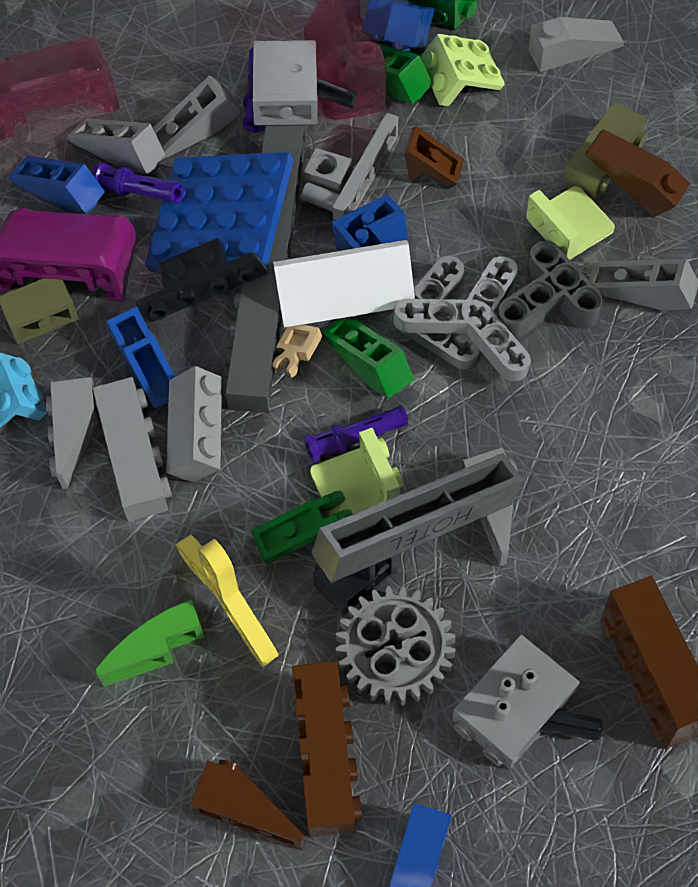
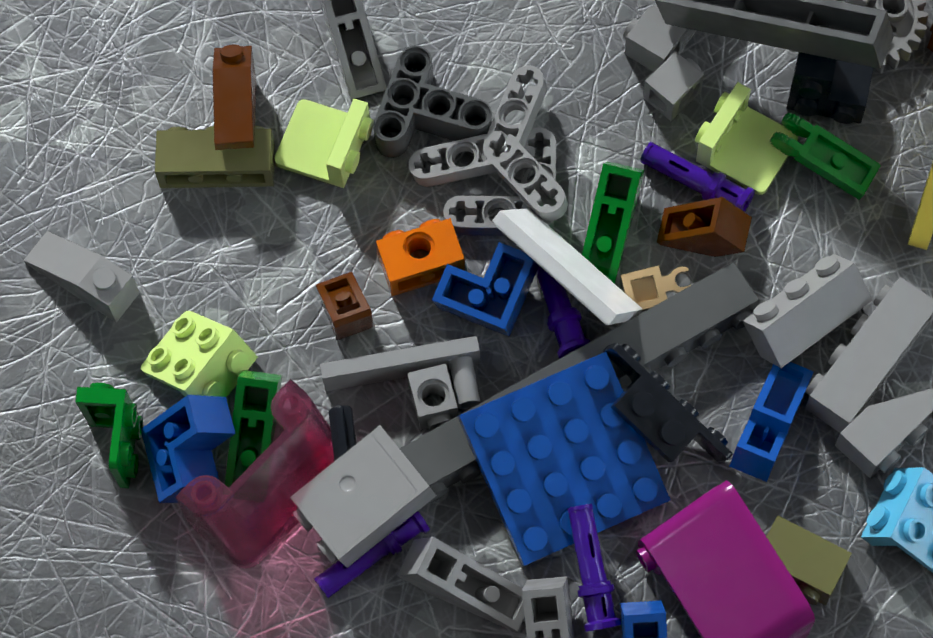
camera: 125 degrees left, 5 degrees up
(310, 408) = (705, 227): none -> reddish brown slope
(433, 209) = (409, 273): none -> orange brick
(440, 458) = (673, 85): none -> light grey brick

